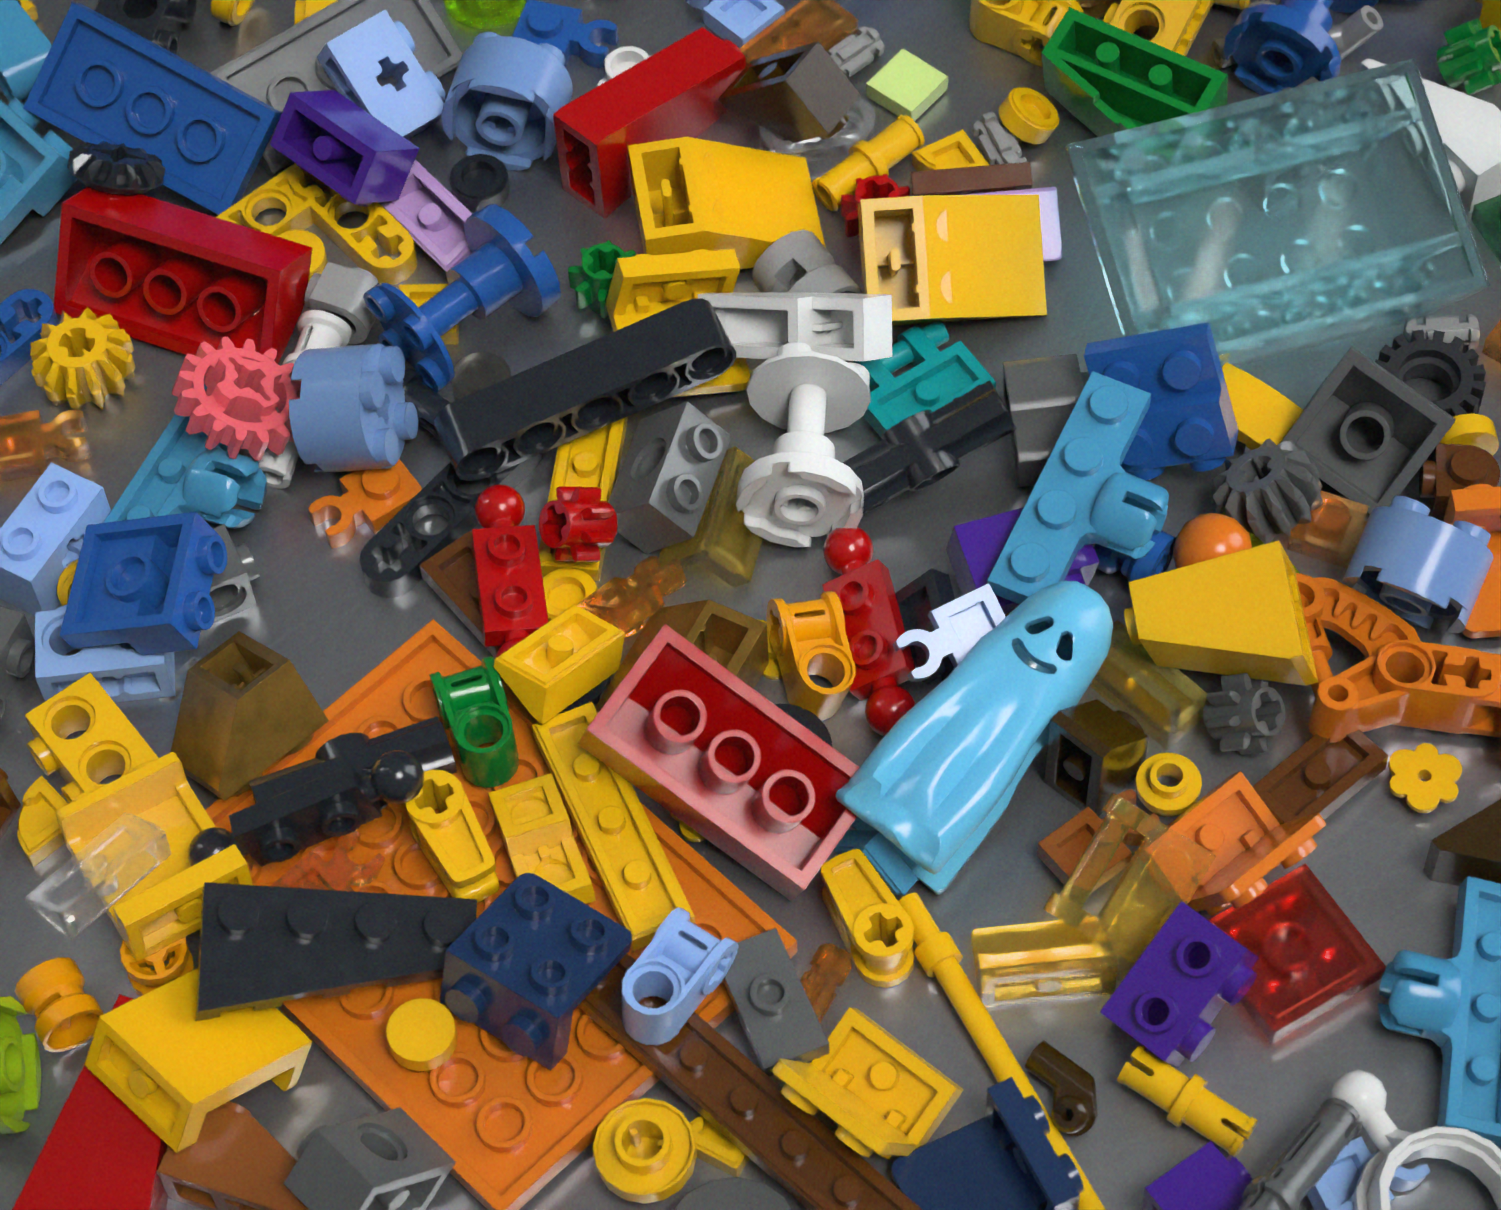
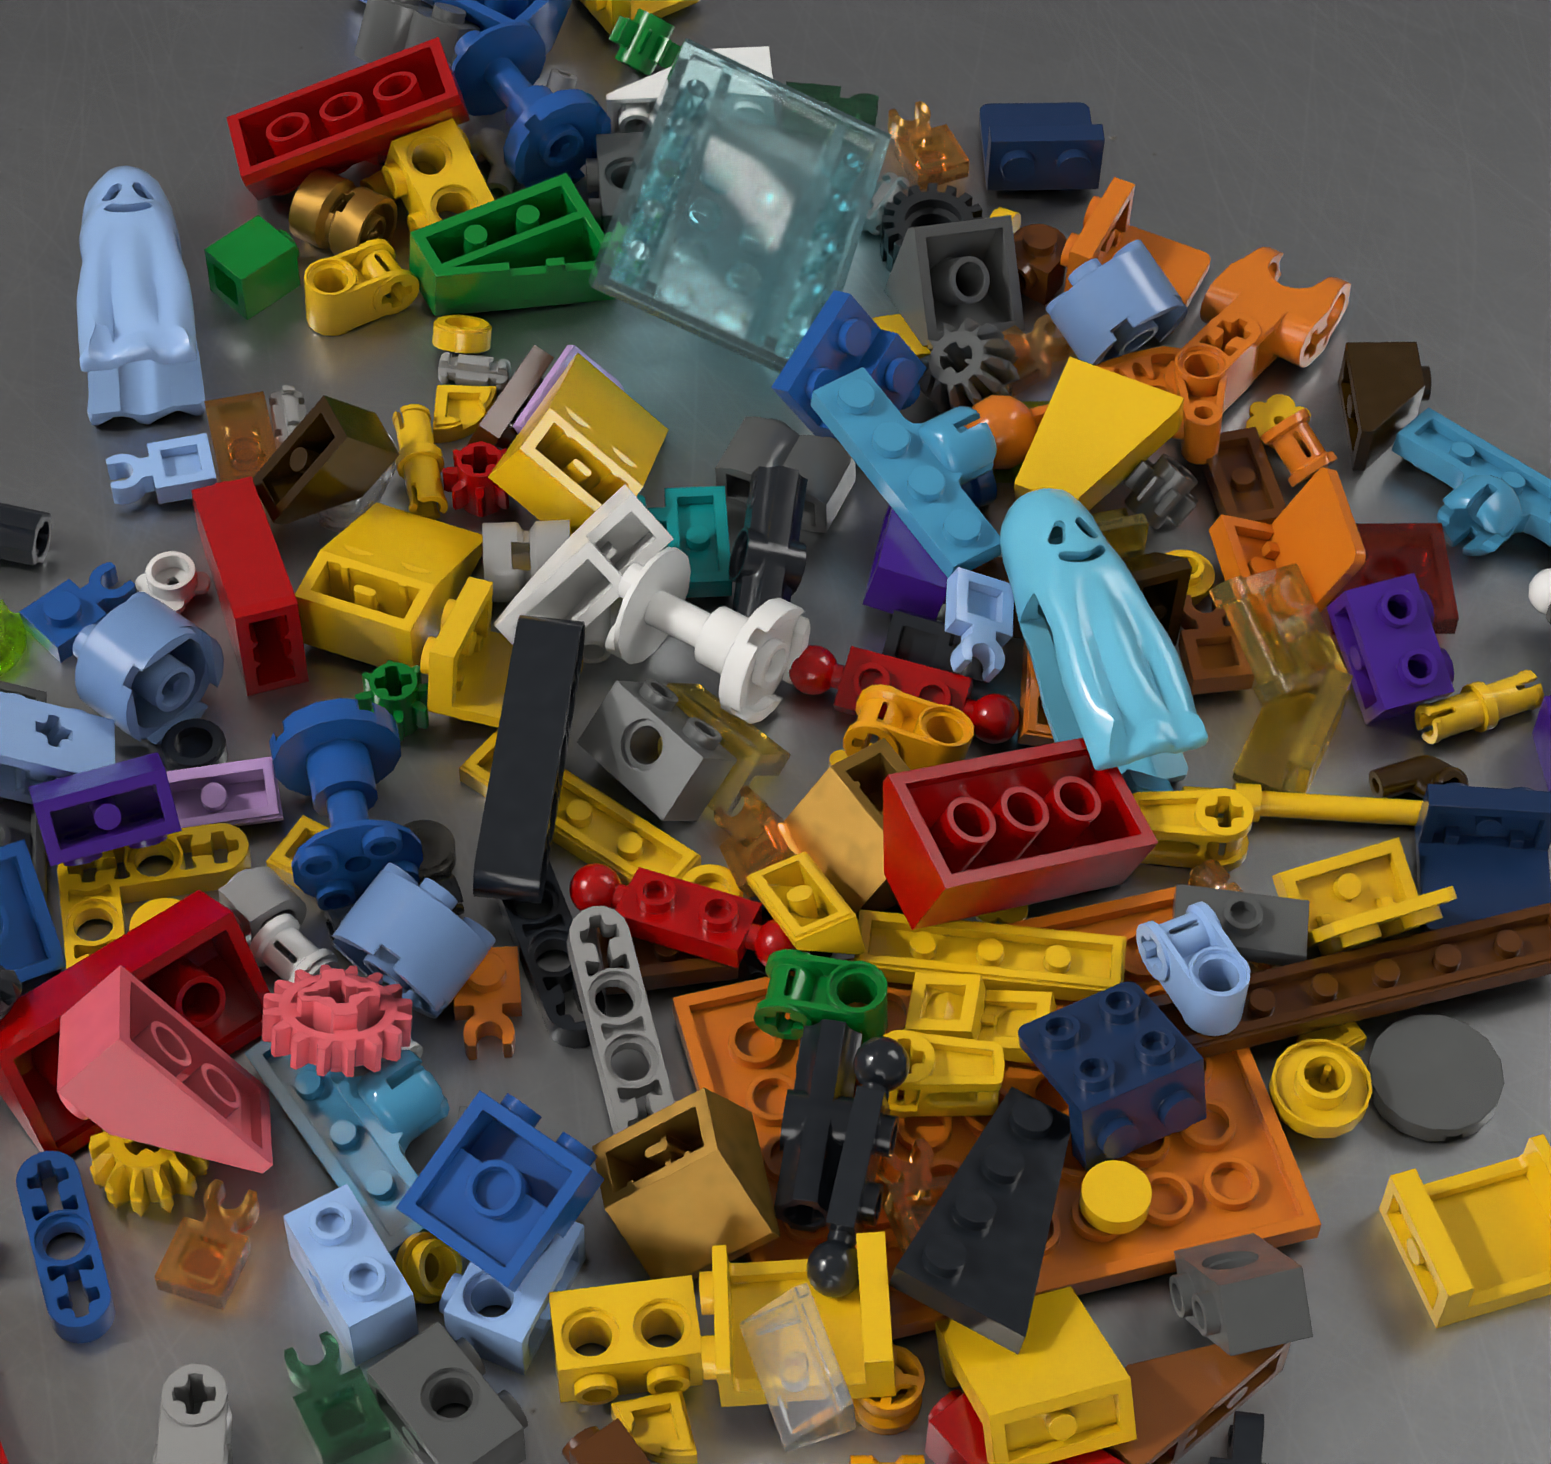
camera: 65 degrees left, 5 degrees down
(107, 318) = (159, 1078): none -> coral slope
(381, 607) = (615, 1034): none -> light grey beam
(578, 524) = (655, 819): red gear -> none
(907, 85) = (360, 389): yellowish green tile -> none
(1387, 802) = (1298, 447): none -> orange bush

